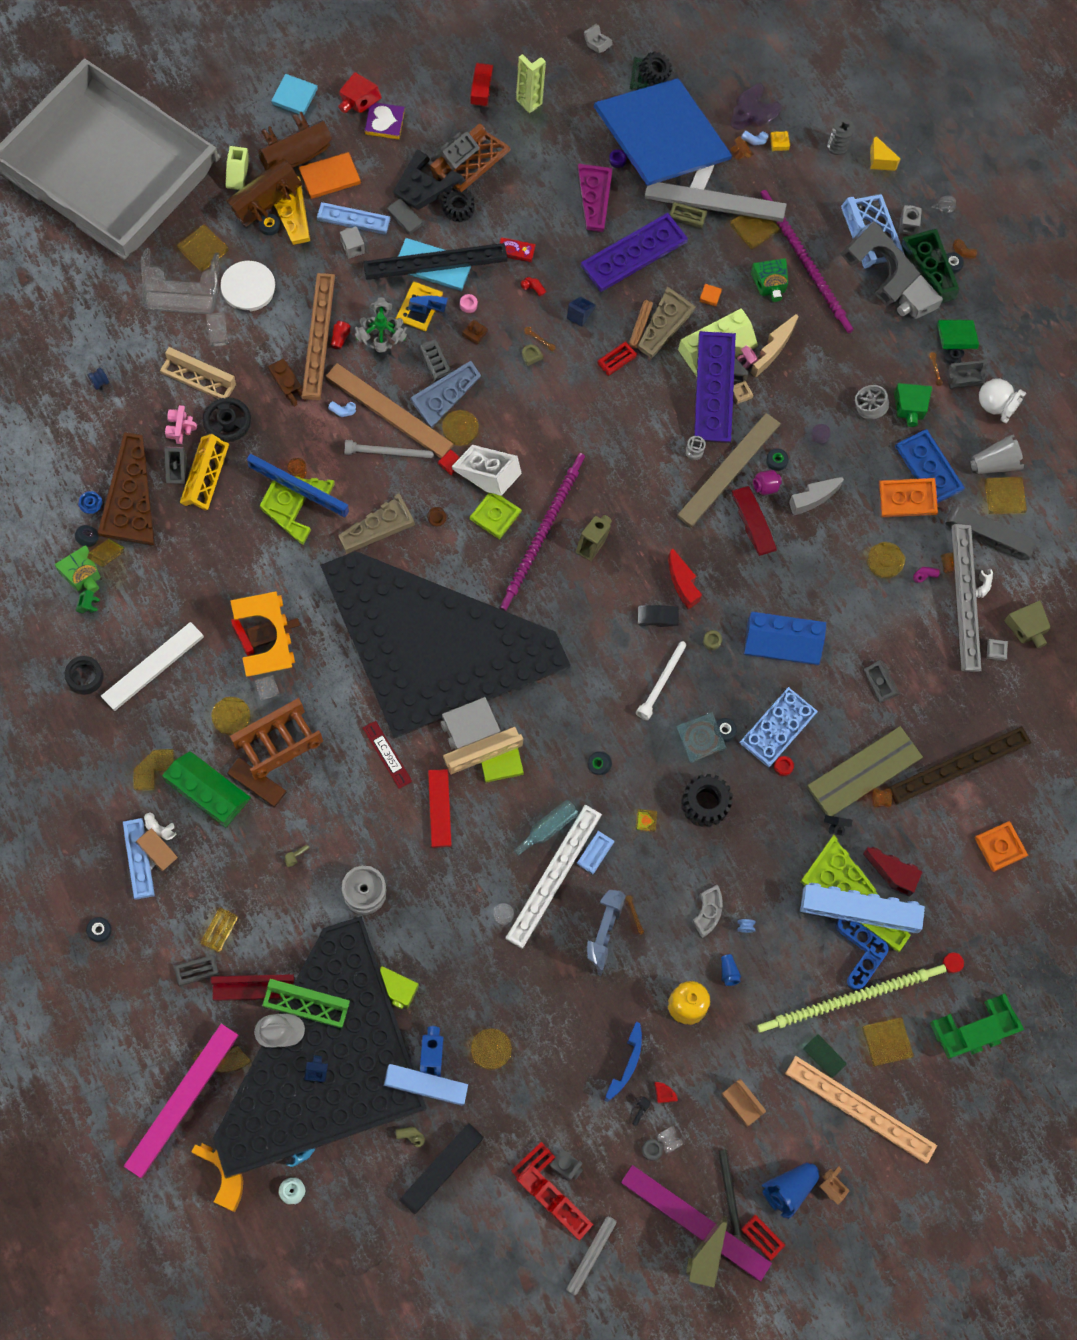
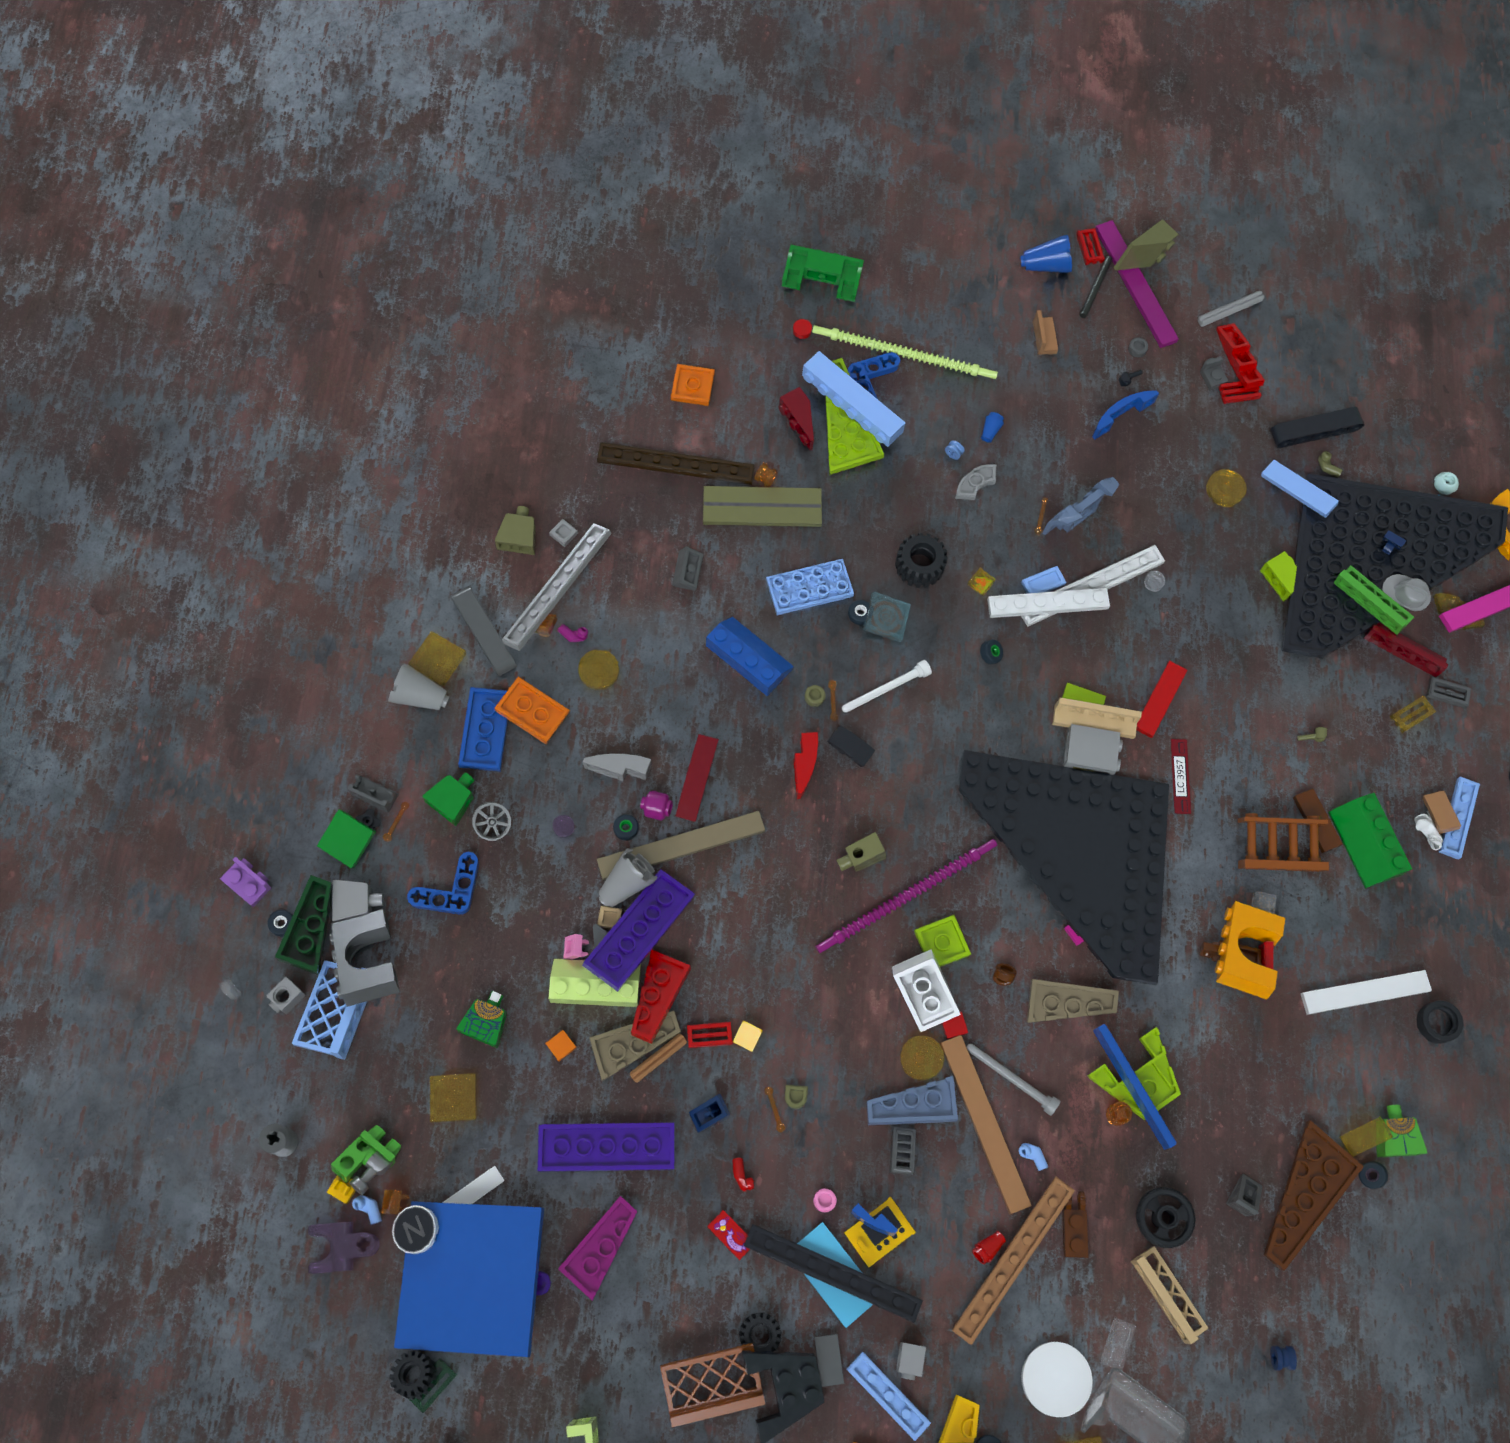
camera: 145 degrees left, 0 degrees up
(85, 600) = (1407, 1098): green tile -> none
(88, 497) = (1362, 1209): blue plate -> none
(144, 772) = (1419, 891): clear yellow tile -> none
(177, 432) = (1225, 1236): bright pink hips -> none
(198, 472) = (1222, 1172): yellow fence -> none
(230, 715) = (1311, 898): clear yellow tile -> none
(370, 880) = (1271, 664): light grey wheel -> none
(381, 323) = (949, 1209): light grey plant -> none
(432, 1052) = (1283, 506): blue torso -> none
(456, 149) = (724, 1406): dark grey bracket -> none
(474, 332) = (839, 1160): reddish brown tile -> none
(549, 825) = (1073, 624): clear light blue piece -> none
(580, 830) = (1048, 602): none -> white plate
(590, 372) = (747, 1036): none -> yellow slope
(664, 1093) = (1102, 377): red tile -> none
(669, 1138) = (1122, 342): clear wheel -> none
(671, 364) = (658, 993): none -> red wing
(687, 218) = (526, 1174): olive tile -> none
(689, 1002) = (1044, 420): yellow cylinder -> none
(695, 452) = (700, 889): light grey wheel -> none
(705, 658) = (832, 685): none -> clear orange hinge
(716, 201) = (469, 1145): light grey tile -> none
(717, 139) = (415, 1229): none -> black tile
(748, 419) = (627, 878): none -> light grey cone
(776, 343) = (530, 947): tan slope -> none
(781, 164) = (369, 1152): none -> bright green hips
(783, 766) = (829, 552): red tile -> none
(803, 256) = (417, 1105): magenta hose -> none
(824, 1056) = (956, 328): clear green tile -> none
(833, 1186) = (1014, 241): medium nougat bracket -> none
(837, 824) = (820, 477): black tile -> none
(858, 342) = (457, 892): none -> blue beam
(861, 1109) = (955, 280): light nougat tile -> none
(882, 157) = (251, 1093): yellow slope -> none
(887, 1041) = (898, 309): clear yellow tile -> none
(960, 248) = (260, 929): clear orange arm -> none
(987, 580) = (533, 587): white piece -> none
(997, 272) = (245, 882): none -> medium lavender bracket
(999, 398) = (365, 741): white tile -> none

